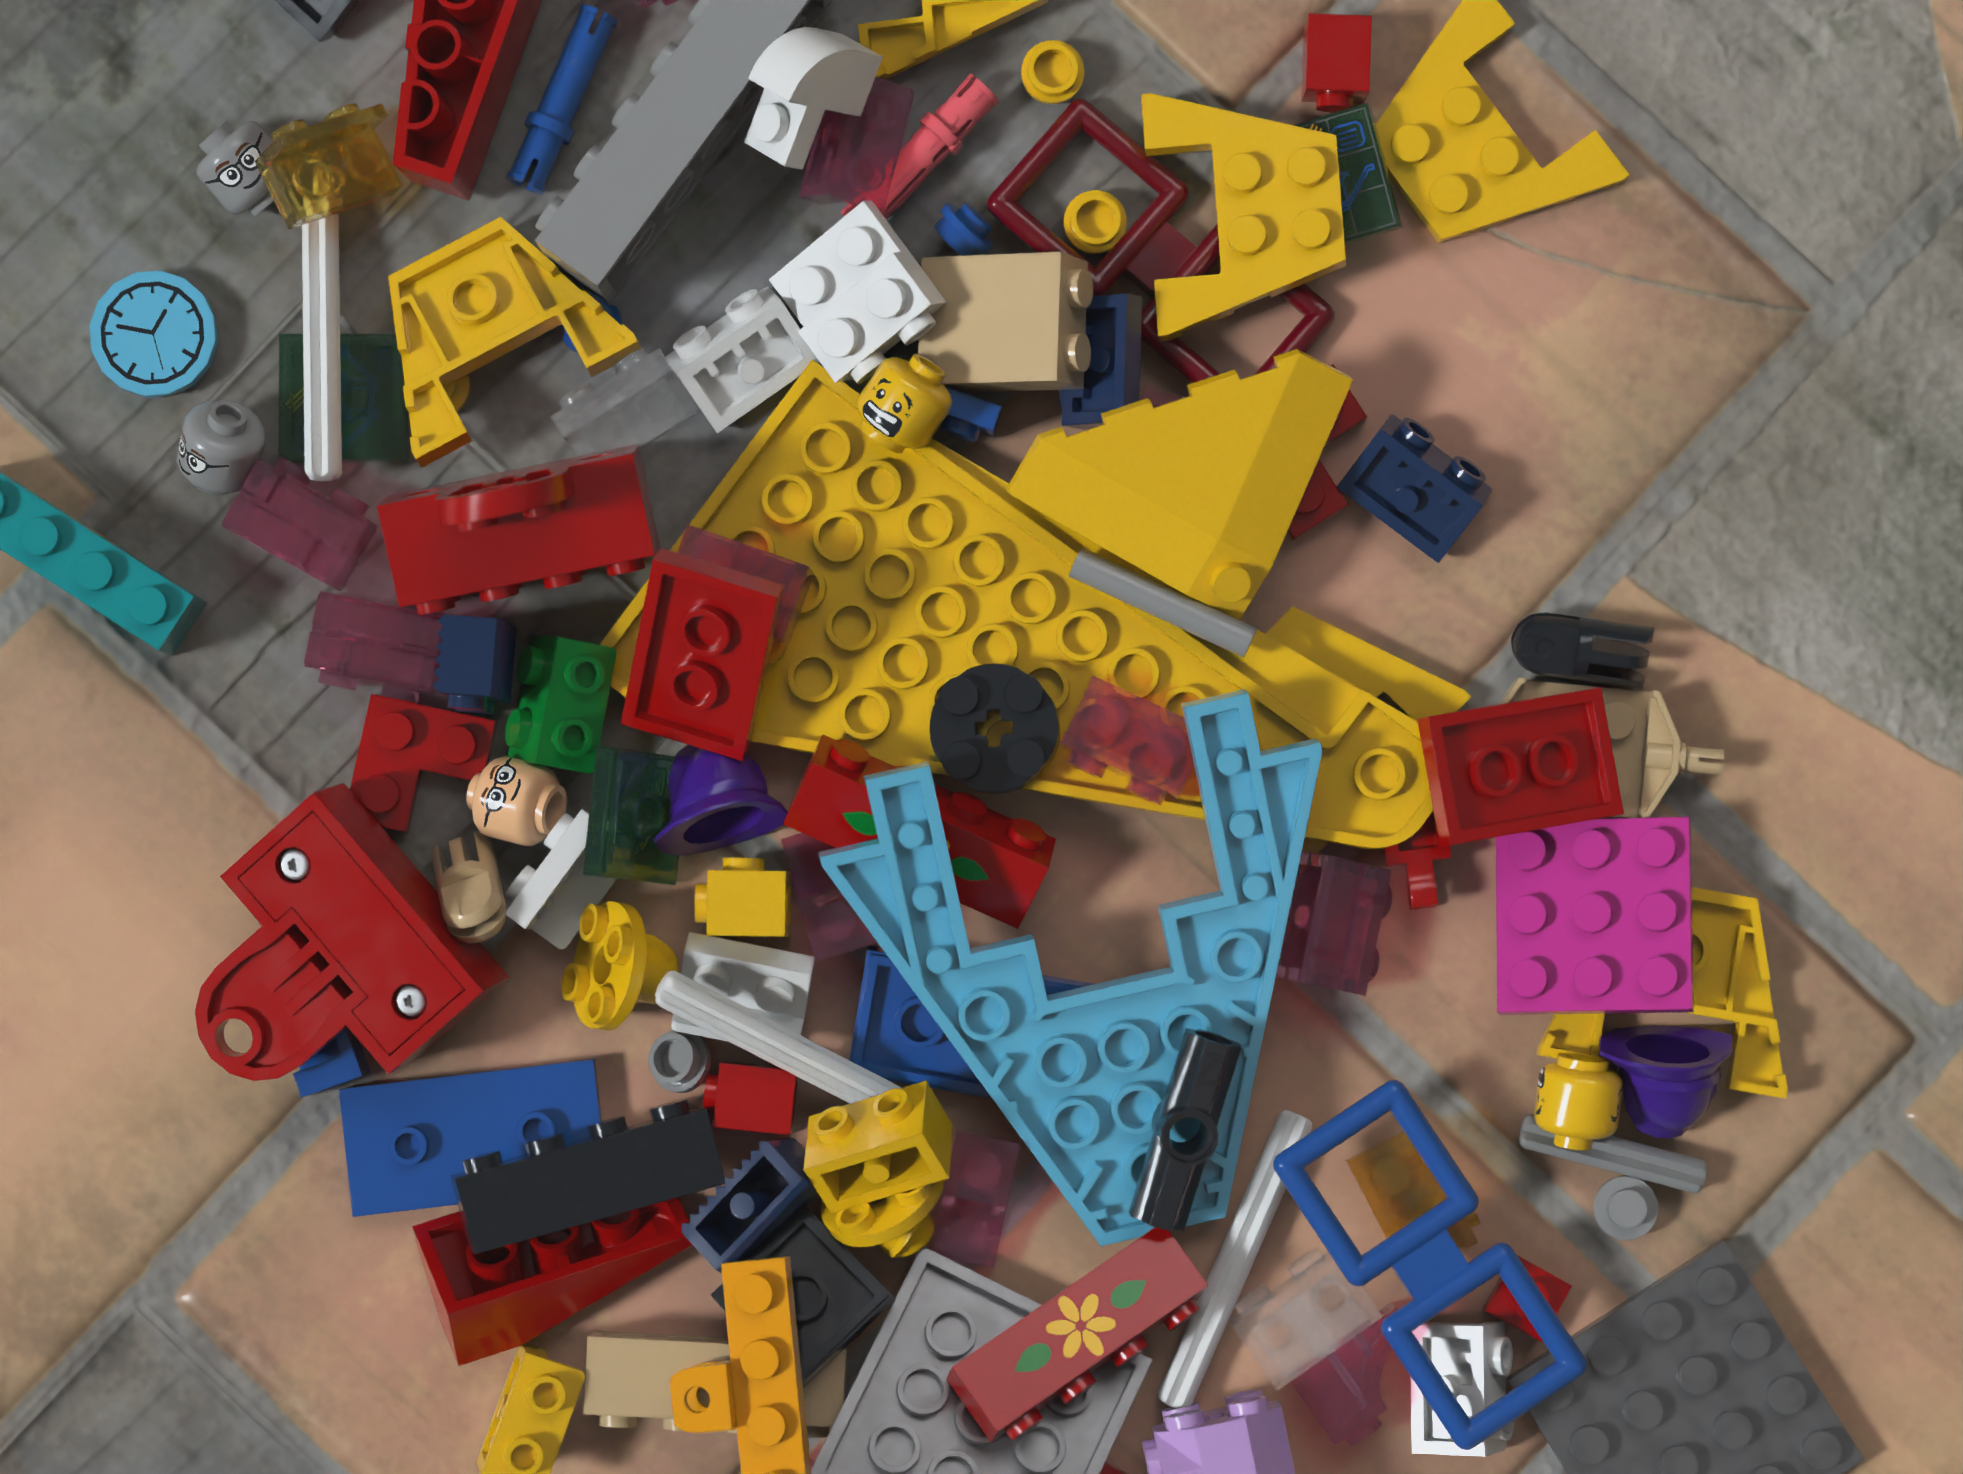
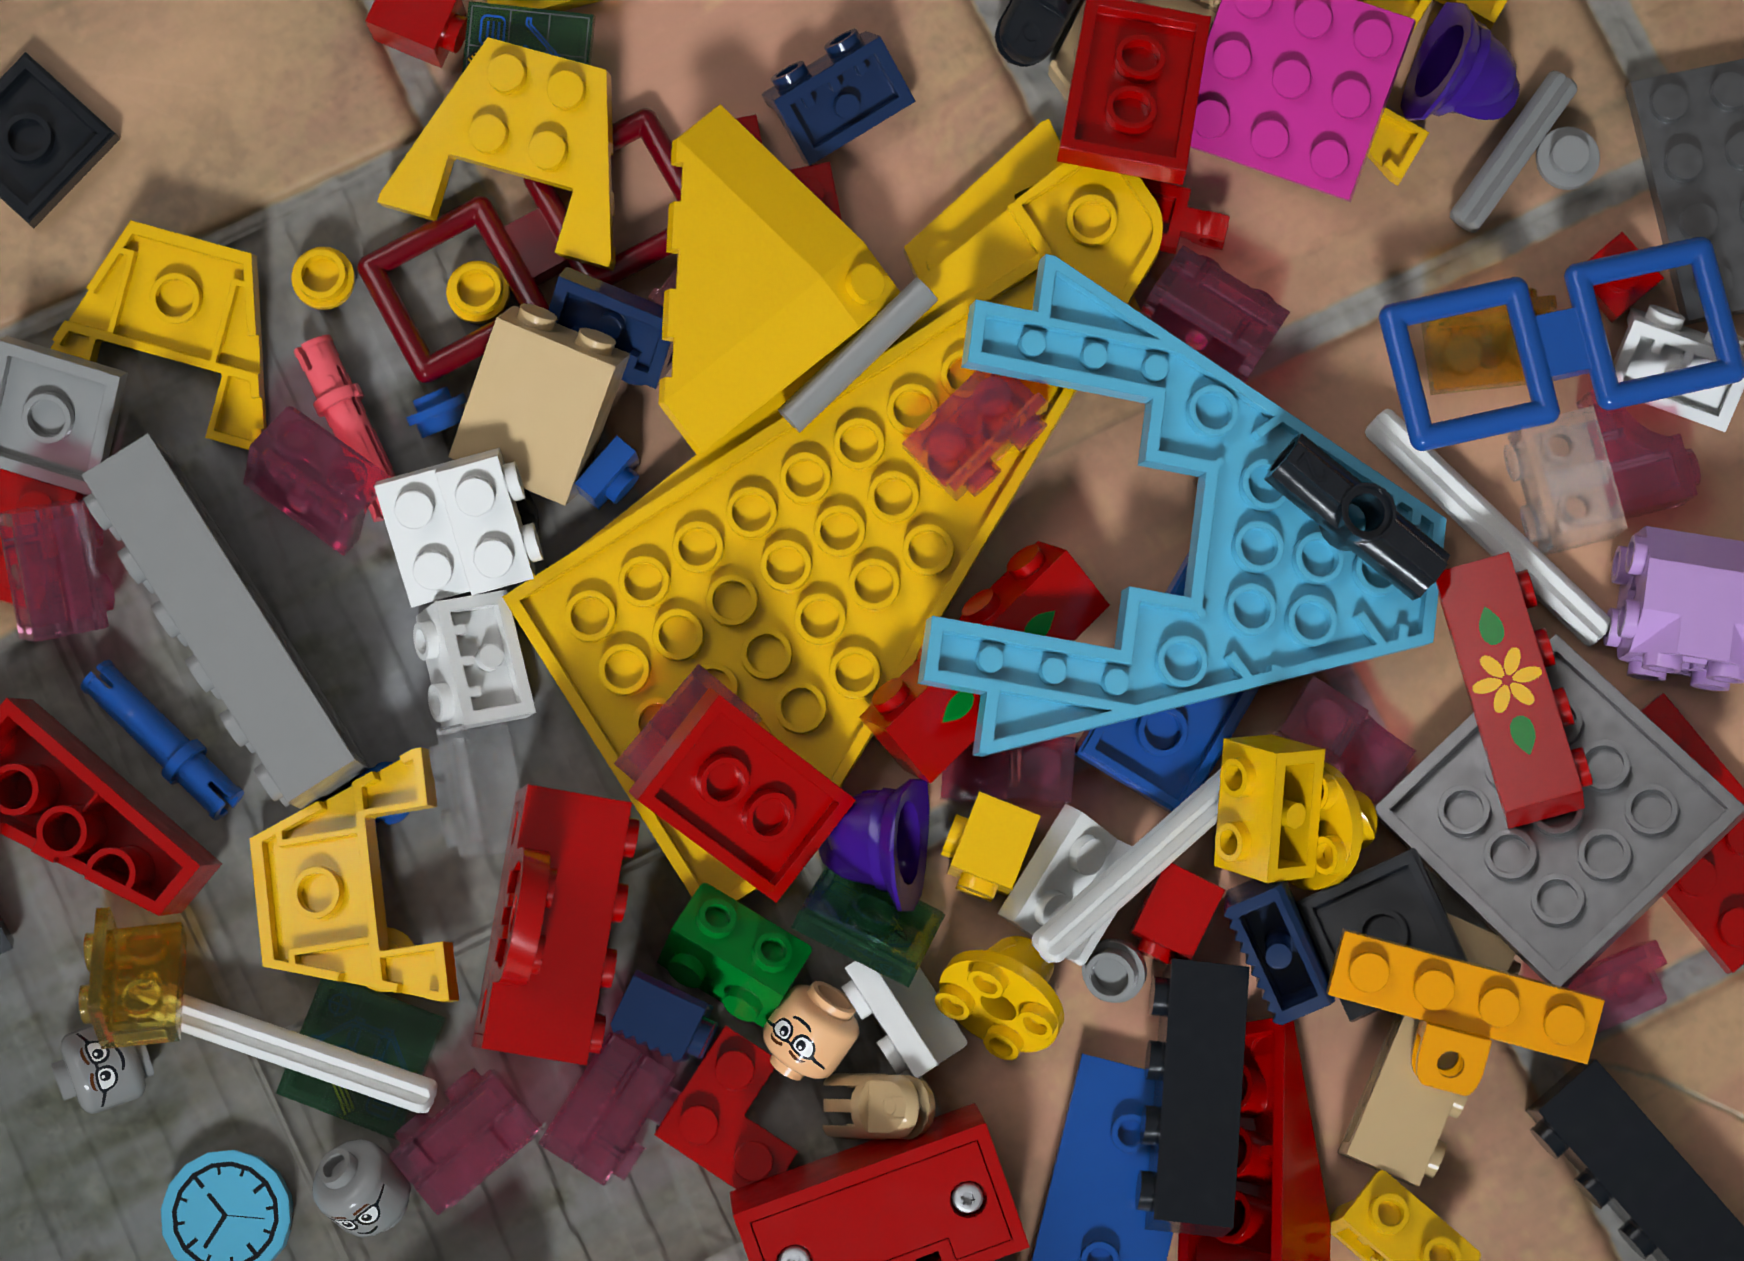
camera: 70 degrees left, 5 degrees down
(801, 79) = (237, 495): white brick -> none
(904, 403) = (579, 520): yellow head -> none
(1022, 754) = (897, 521): black plate -> none
(1578, 1100) = (1458, 156): yellow head -> none

